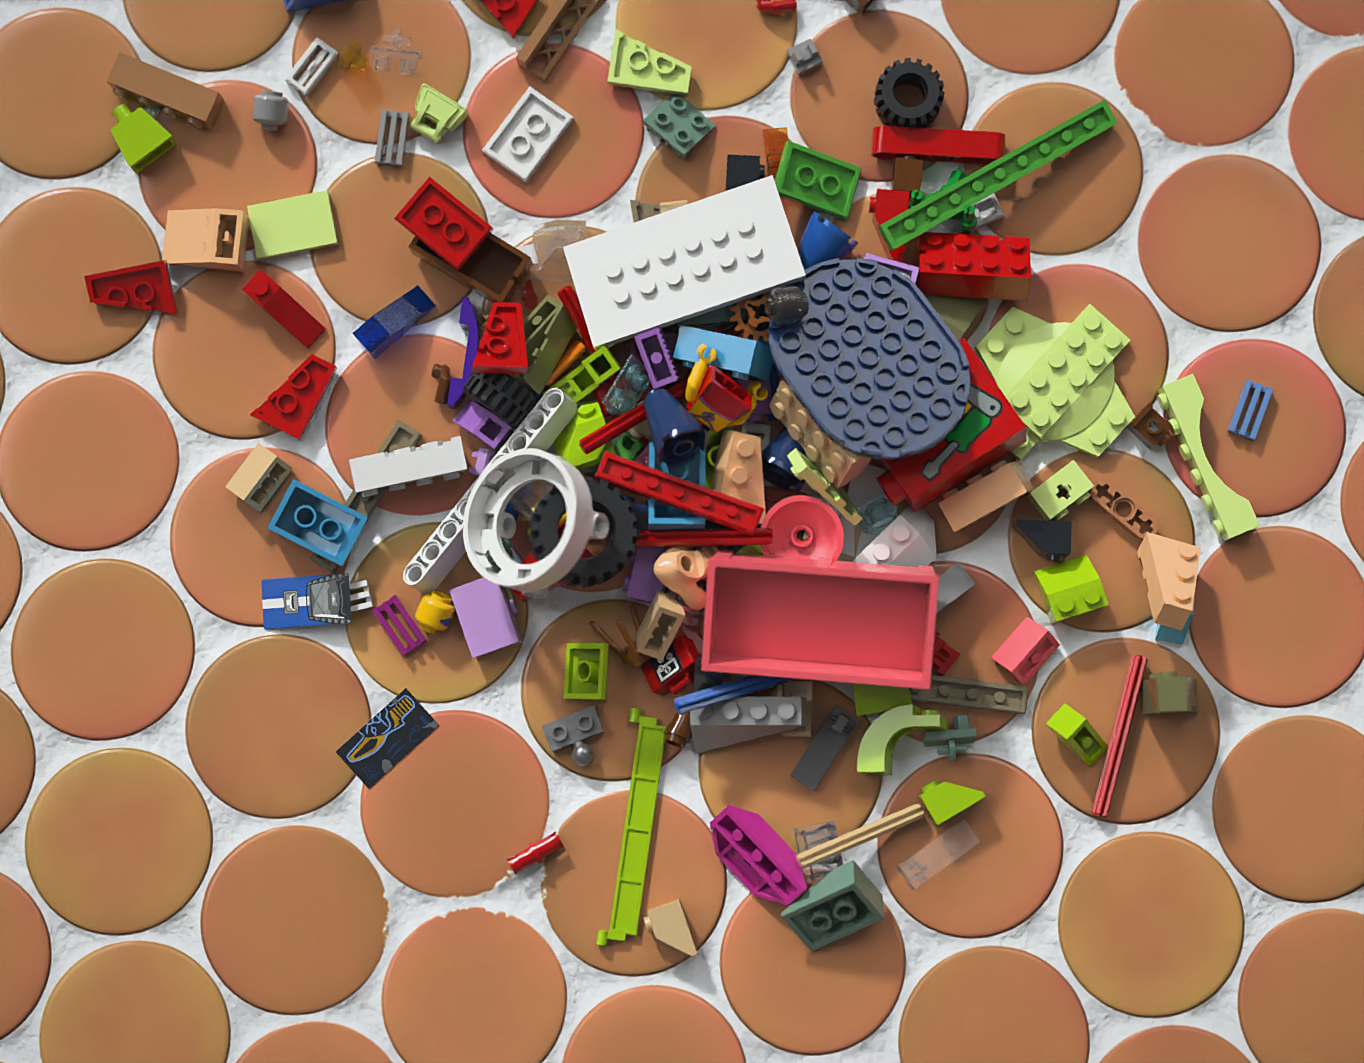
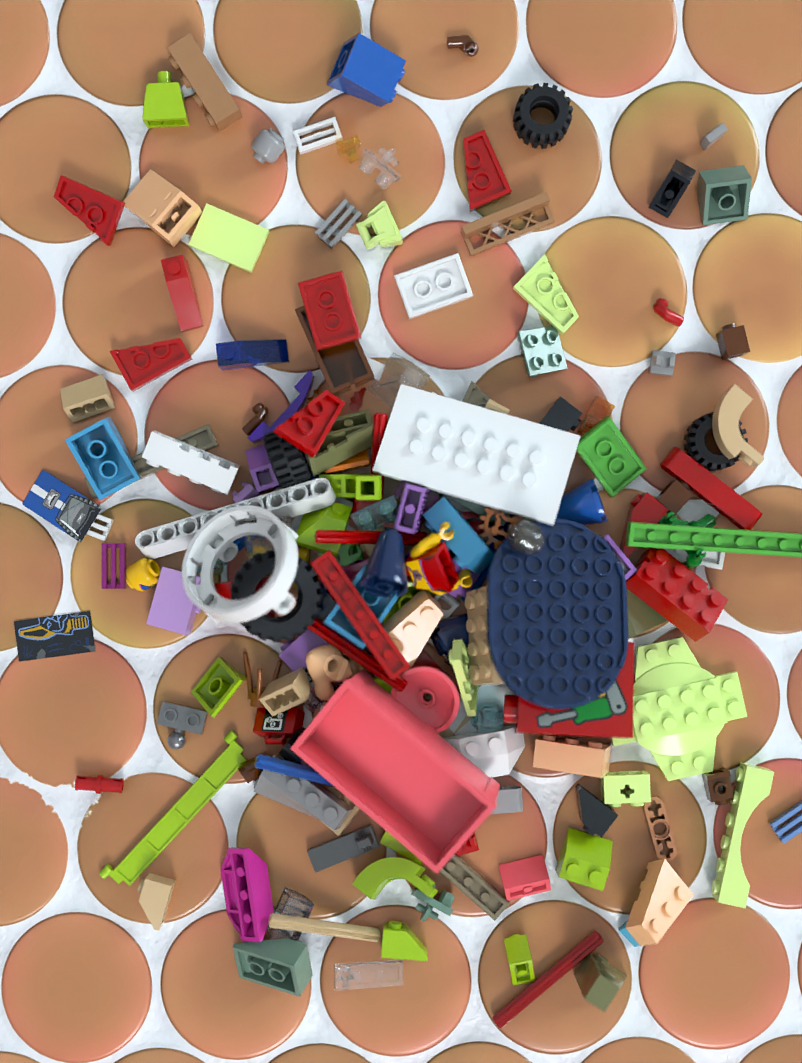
camera: 30 degrees right, 5 degrees up
(909, 73) = (726, 427): none -> tan arch

